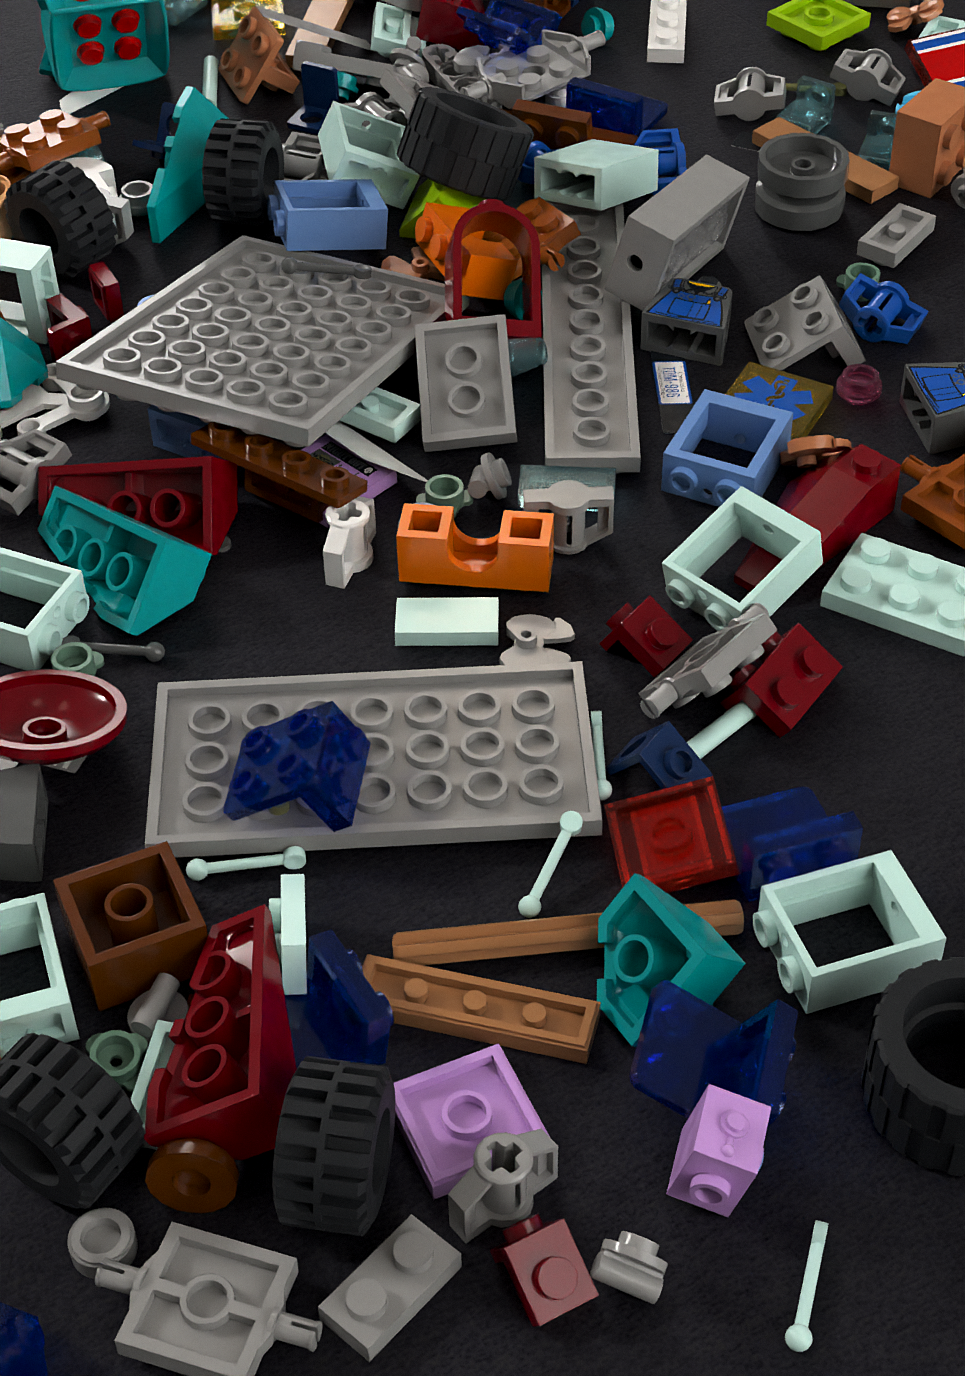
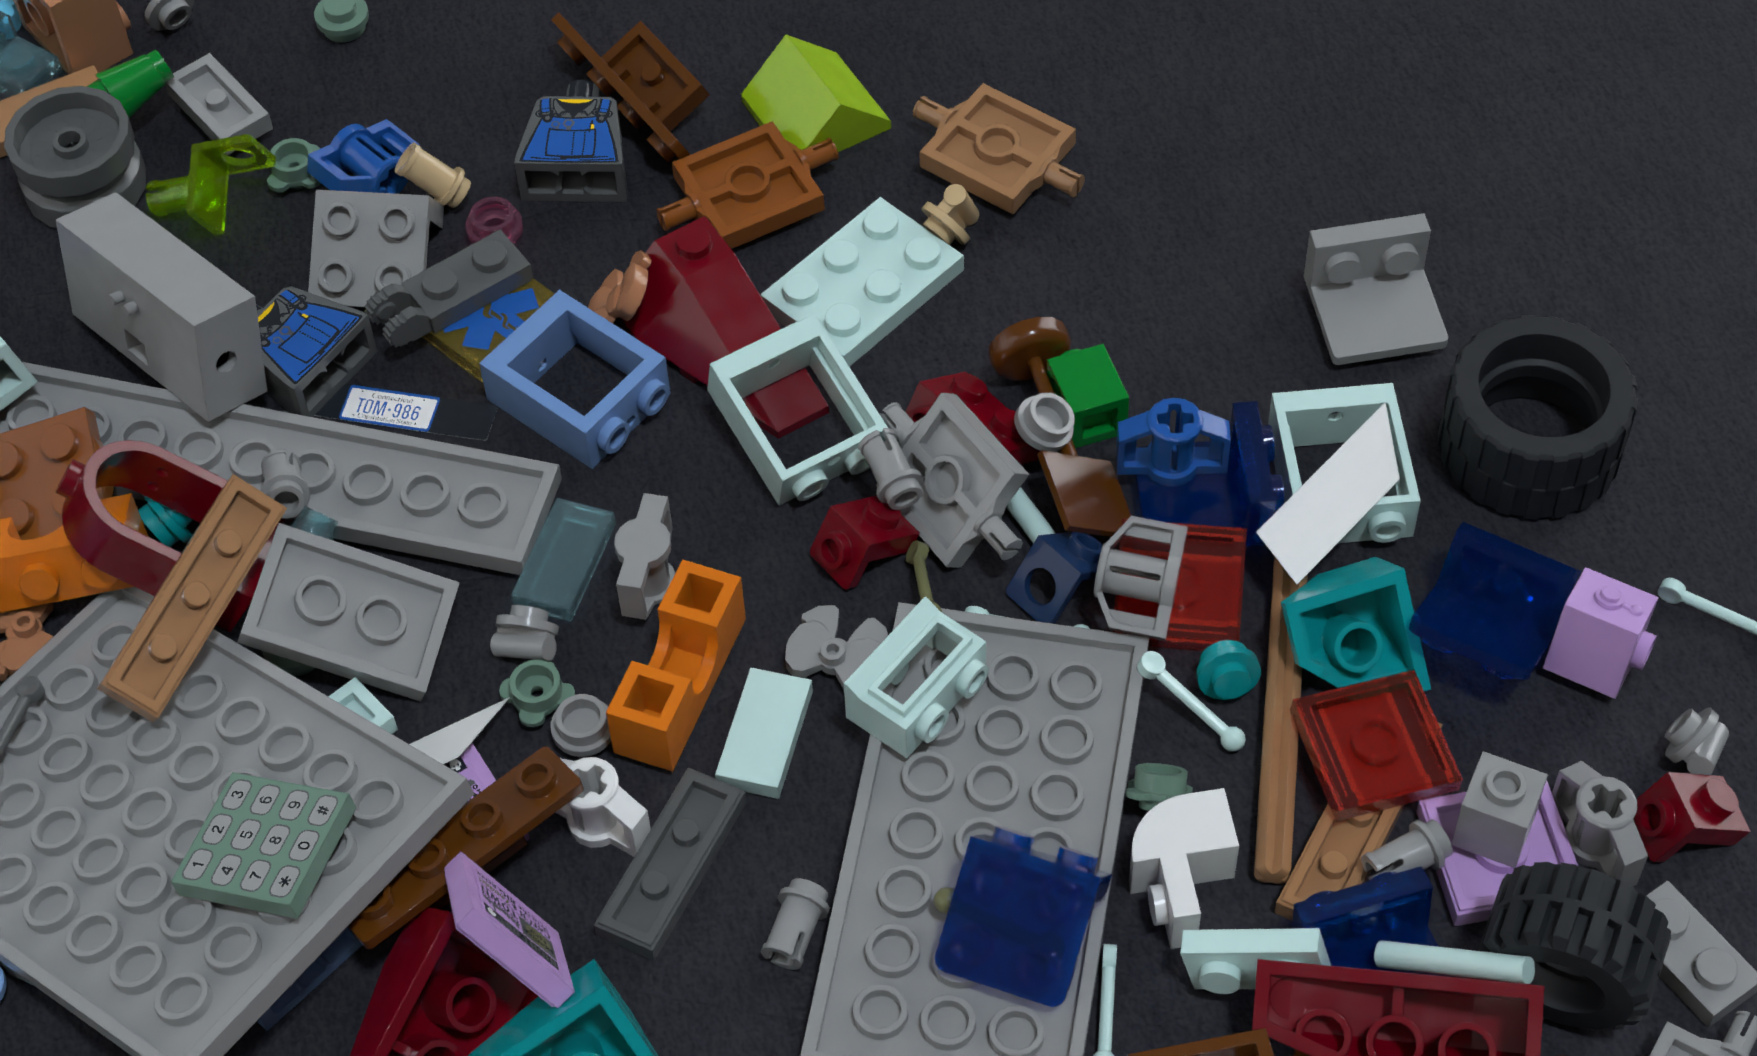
camera: 75 degrees left, 10 degrees up
(207, 489) = (508, 930): none -> lavender tile
(237, 359) = (264, 845): none -> tile
(280, 662) = (800, 910): none -> light grey pin
(306, 1044) = (1454, 962): none -> light aqua piece
(321, 597) = (670, 864): none -> dark grey tile
(390, 869) = (1182, 845): none -> white brick
(431, 293) = (192, 599): none -> medium nougat tile
(435, 1038) = (1422, 846): none -> light grey pin
(458, 856) = (1157, 783): none -> sand green plate
(478, 1079) = (1499, 809): none -> light grey brick
(497, 683) = (929, 706): none -> light aqua window
(538, 993) = (1375, 745): none -> clear red tile
(547, 323) = (284, 481): none -> light grey pin
(571, 673) = (916, 556): none -> olive hinge
(590, 883) = (1227, 670): none -> teal plate
(649, 801) = (1135, 587): none -> light grey piece
(688, 626) = (896, 479): none -> light grey pin
(747, 756) = (1081, 487): none -> reddish brown piece
(776, 370) = (449, 289): none -> dark grey hinge
(789, 705) = (1045, 422): none -> light grey plate
(789, 910) = (1333, 498): none -> white sticker
(803, 785) = (1170, 456): none -> blue piece
(814, 243) = (206, 186): none -> clear neon green bracket
(847, 742) = (1092, 390): none -> green brick
(877, 185) = (134, 80): none -> green cone
(880, 339) = (433, 176): none -> tan pin

